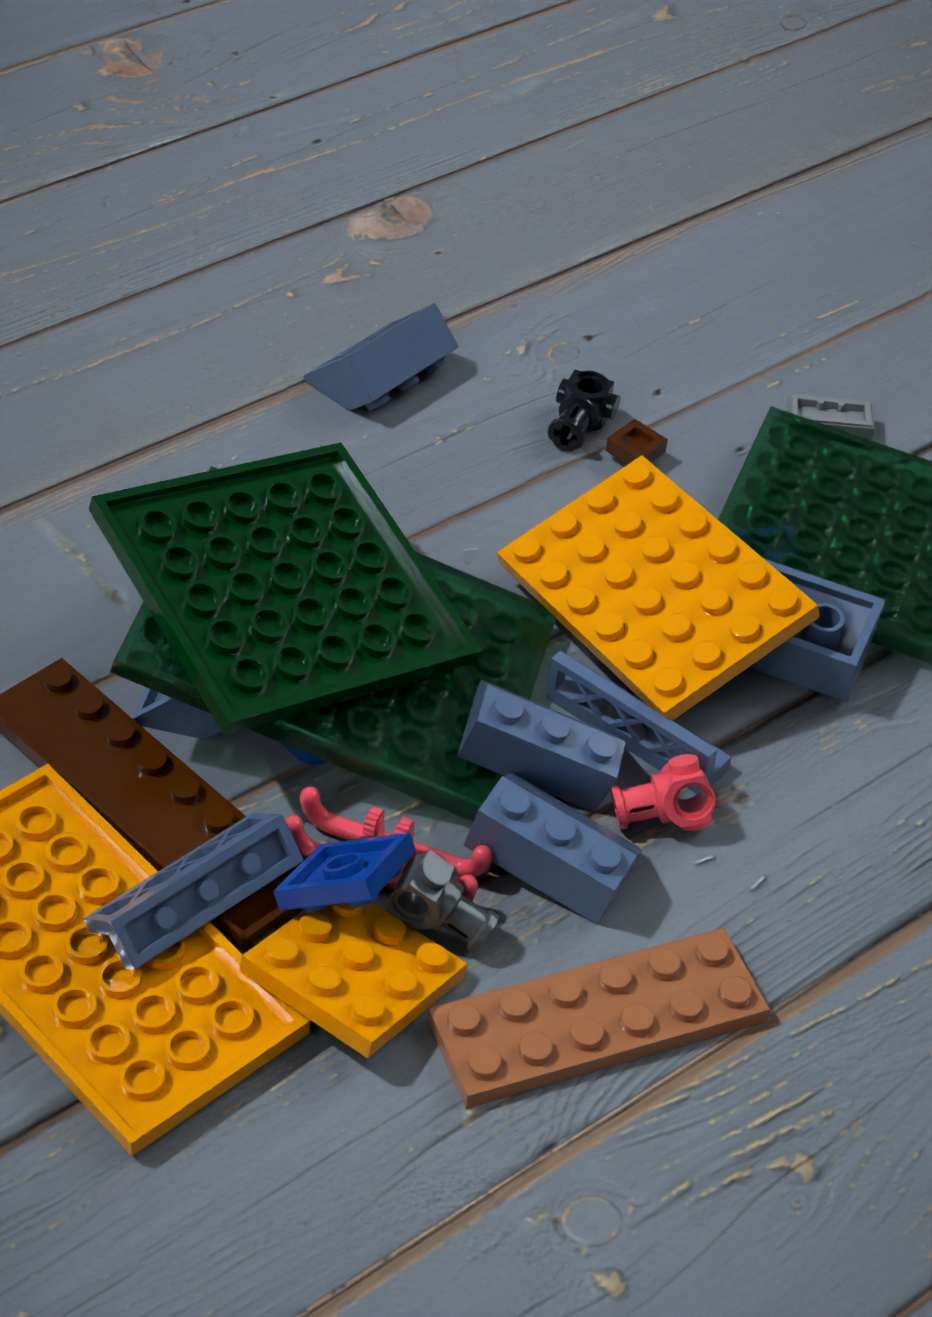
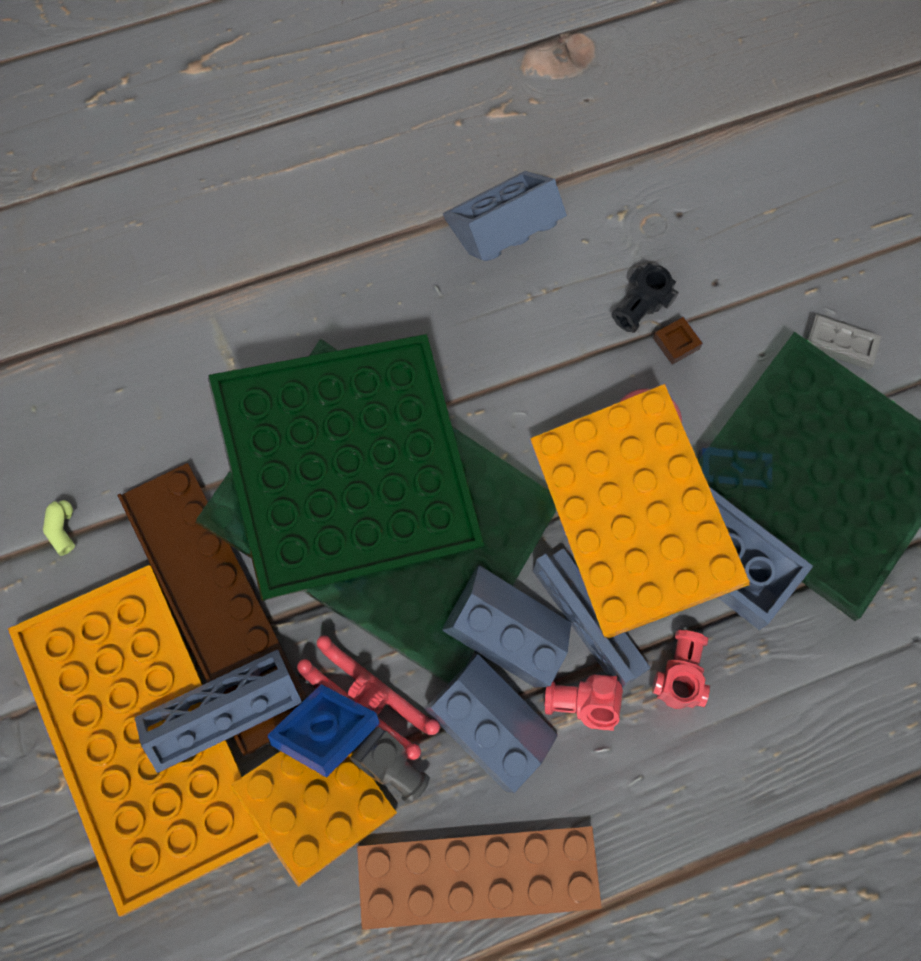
camera: 15 degrees right, 25 degrees up
(776, 756) = (685, 669): none -> coral connector

